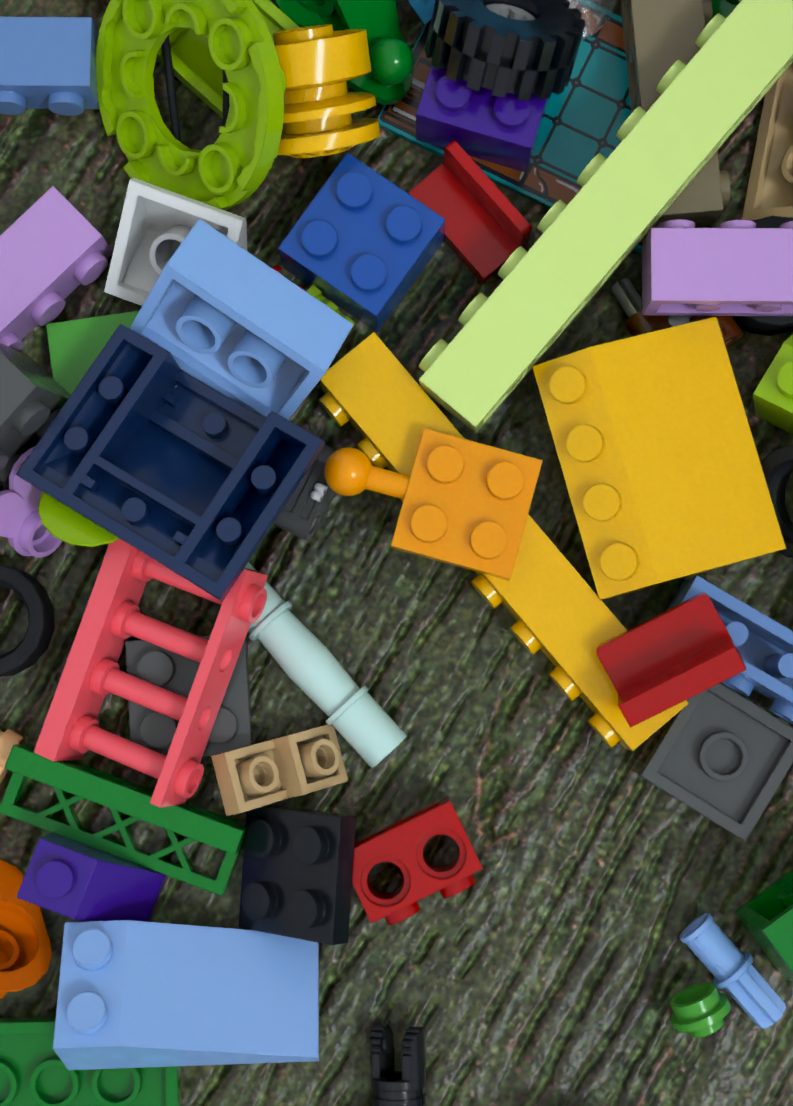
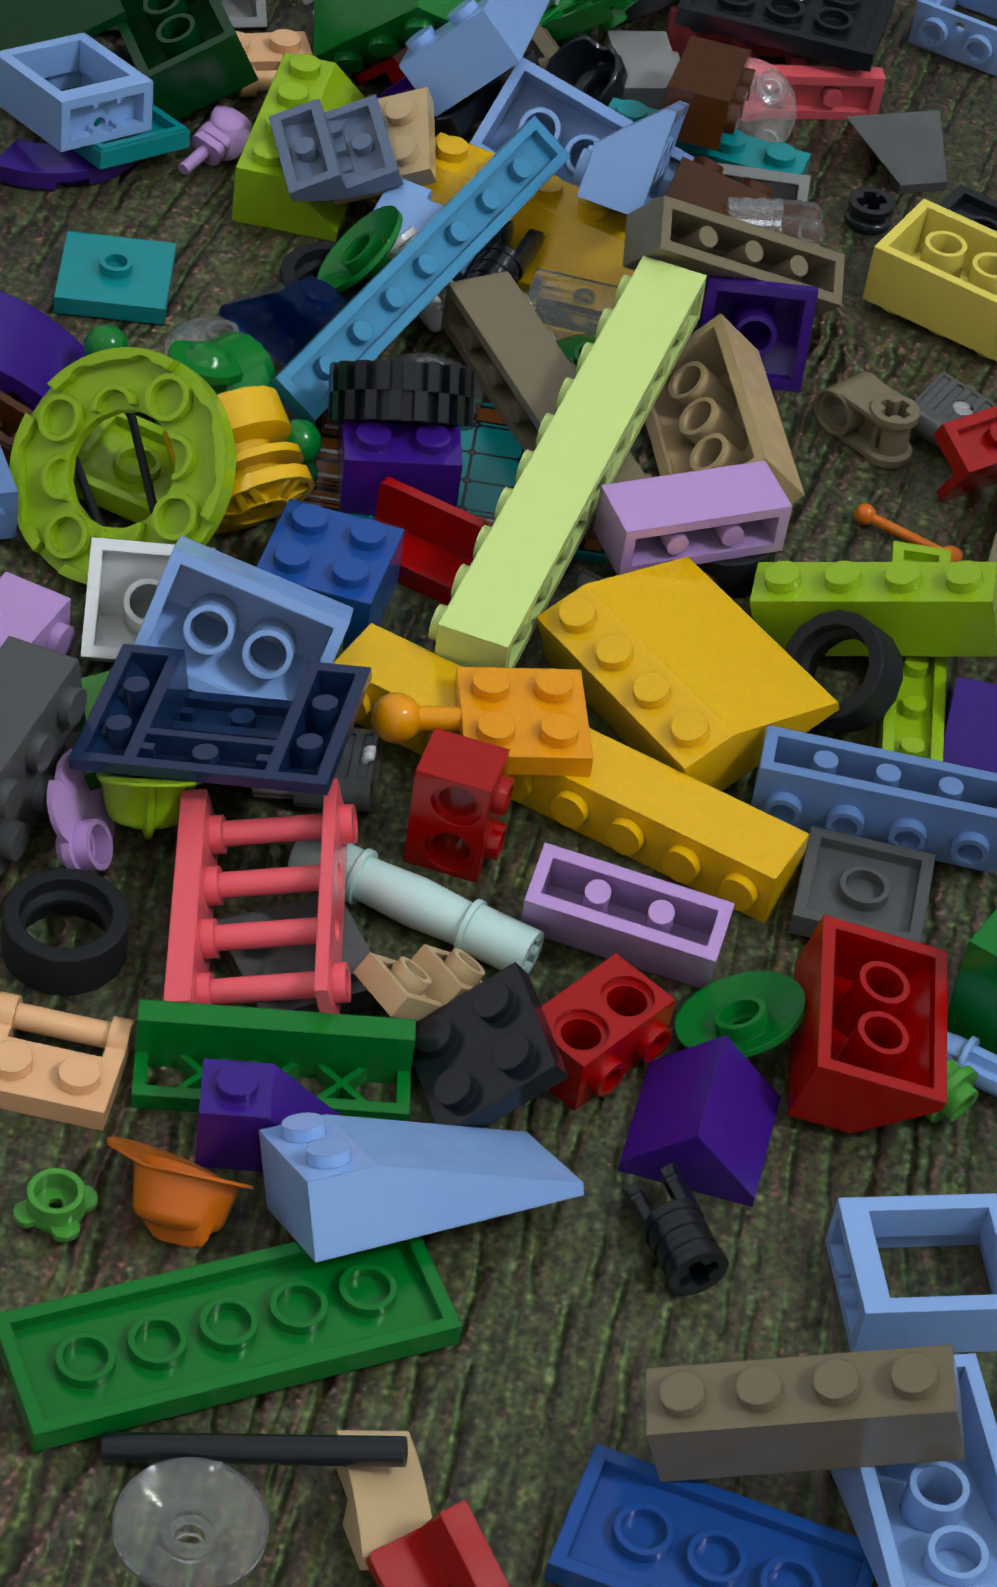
camera: 30 degrees left, 40 degrees down
(372, 586) = (457, 805): none -> red brick
(467, 976) = (708, 1117): none -> dark purple slope
(482, 752) = (628, 914): none -> lavender brick
(524, 861) = (748, 1007): none -> green dish
(650, 940) = (870, 1029): none -> red slope
(670, 659) = (774, 780): red panel -> none

